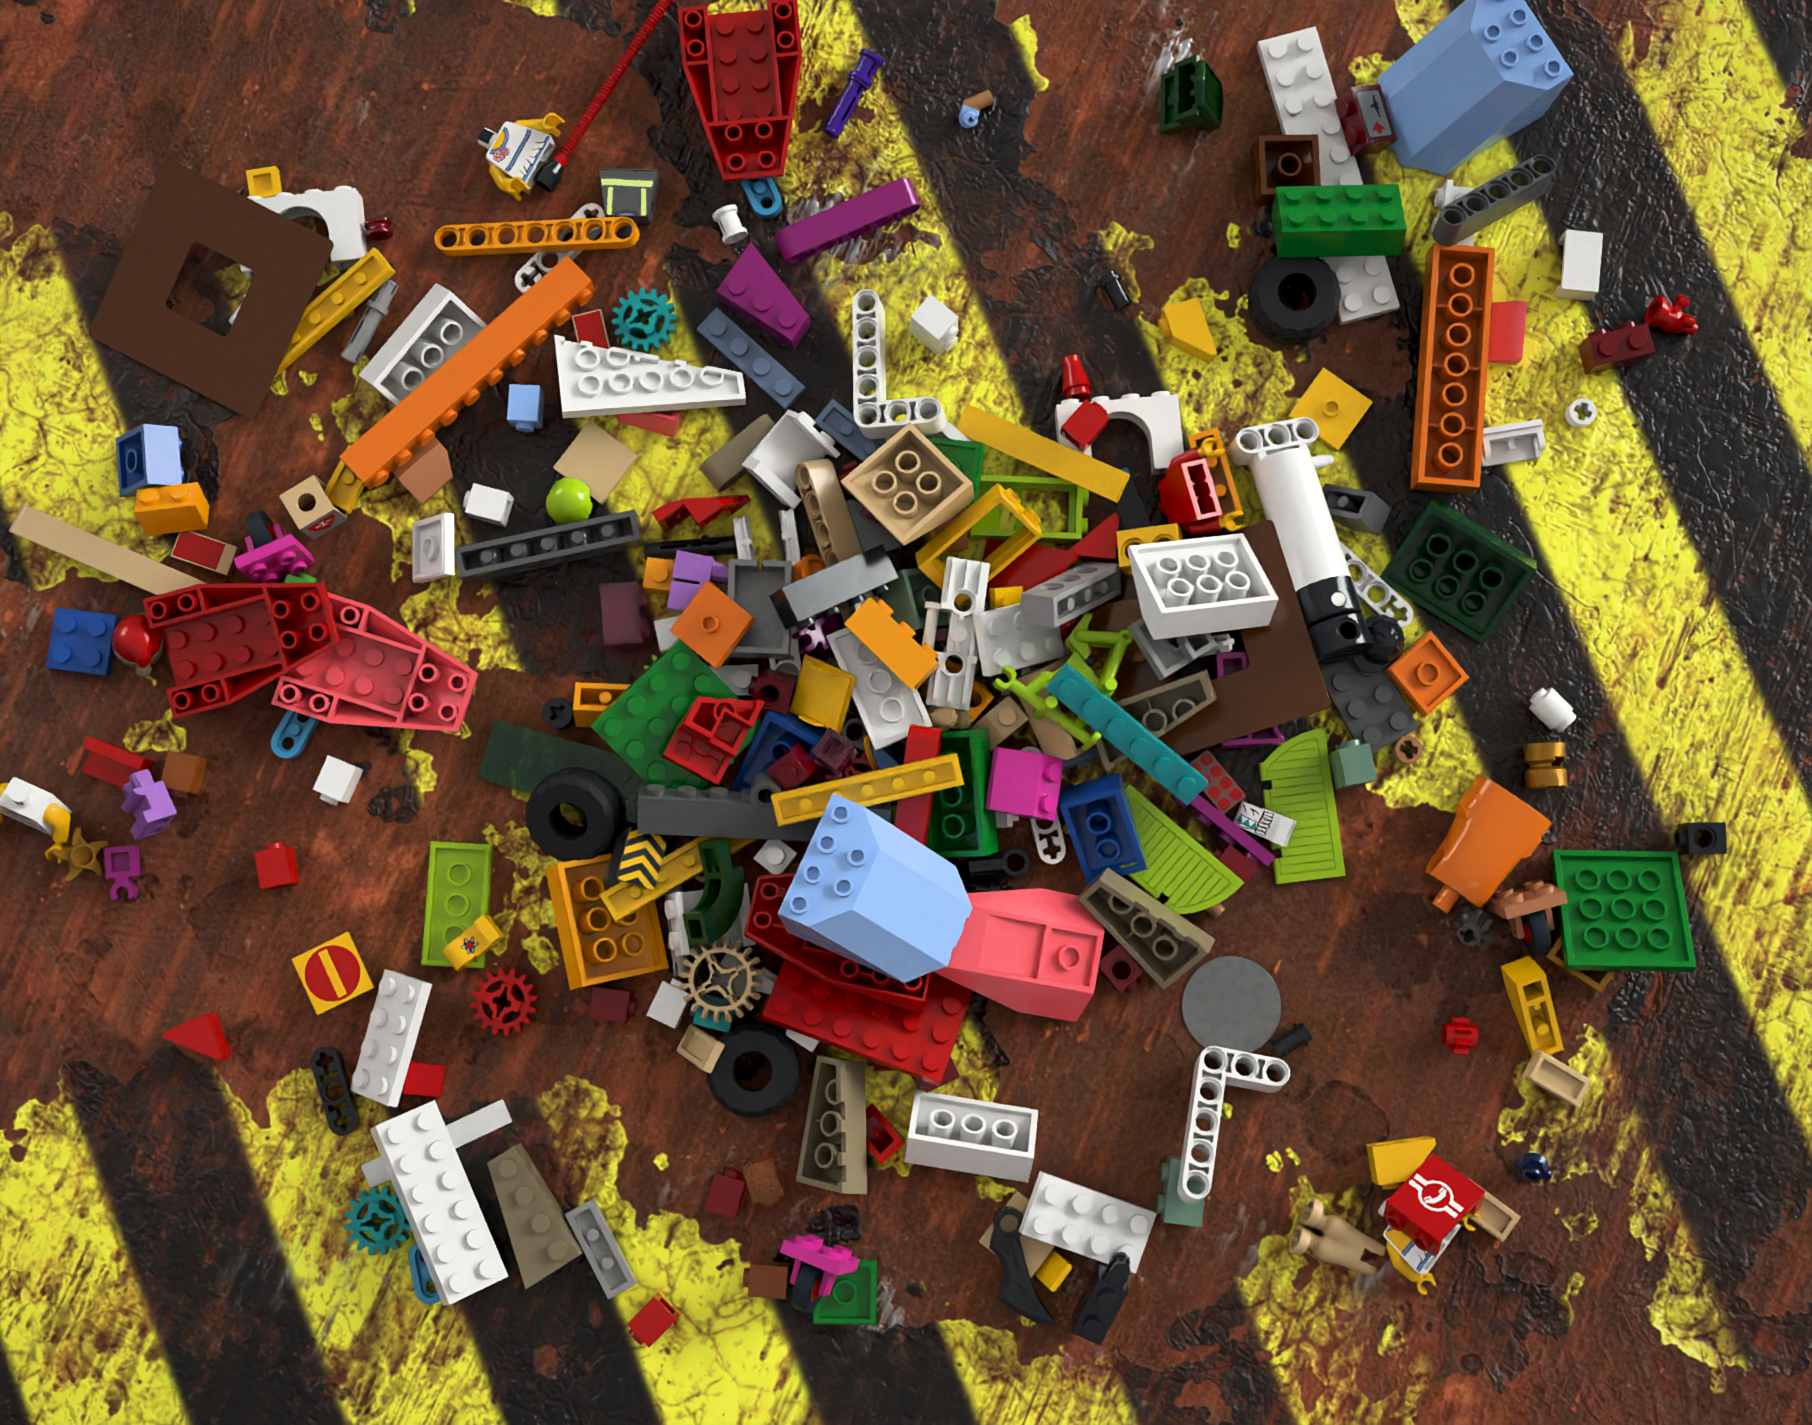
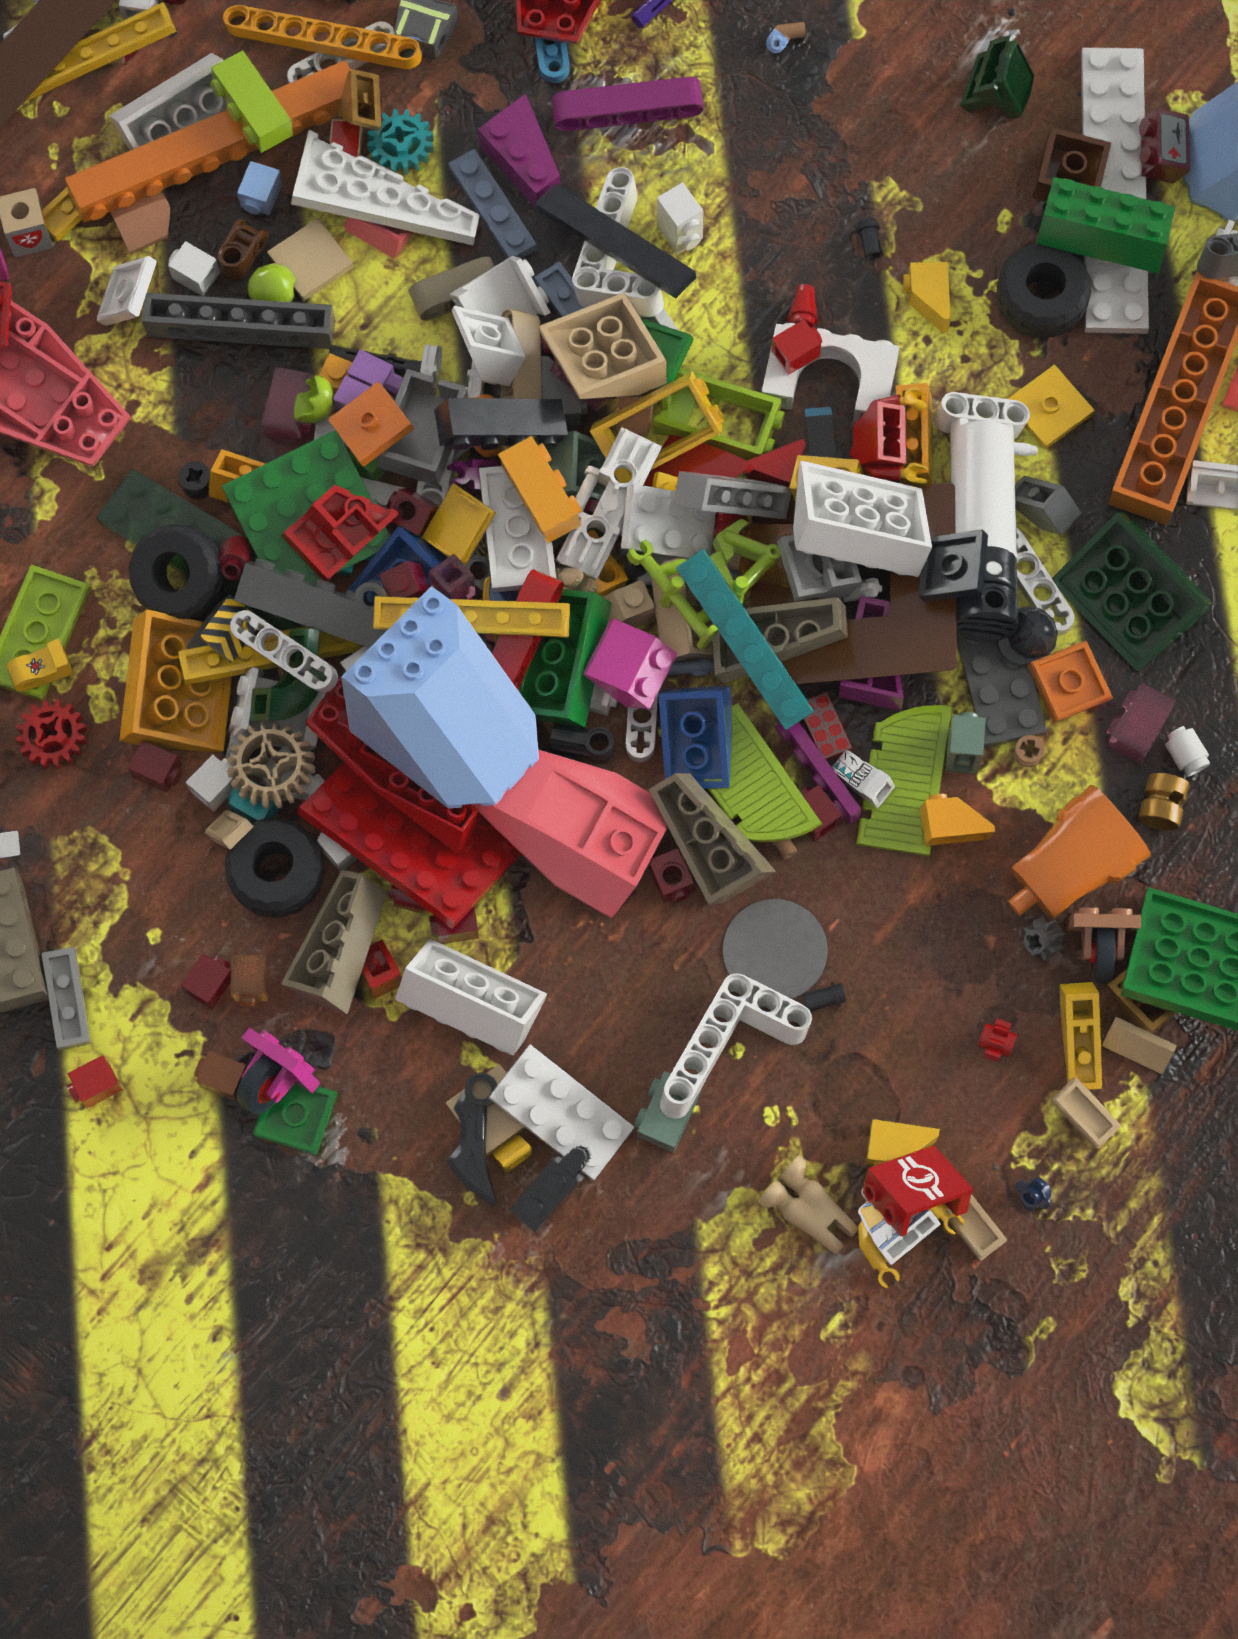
camera: 15 degrees right, 10 degrees down
(372, 316) = (136, 72): light grey pin -> none
(492, 328) = (251, 102): none -> lime brick
(527, 466) = (242, 244): none -> reddish brown piece
(596, 294) = (361, 100): none -> pearl gold slope
(623, 785) = (234, 555): none -> dark red brick
(649, 612) = (315, 404): none -> lime hair
(699, 875) = (283, 651): none -> white beam
(701, 509) = (398, 325): red slope -> none
(730, 224) = (512, 76): white bush -> none
(797, 506) = (490, 344): none -> white slope
(884, 369) = (616, 240): none -> black tile
(1043, 453) = (750, 365): yellow tile -> none
(1303, 608) = (954, 566): none -> black plate
(1358, 841) = (952, 821): none -> light orange slope
(1502, 695) = (1140, 723): none -> clear pink brick
(1588, 1002) = (1139, 1045): none -> tan tile

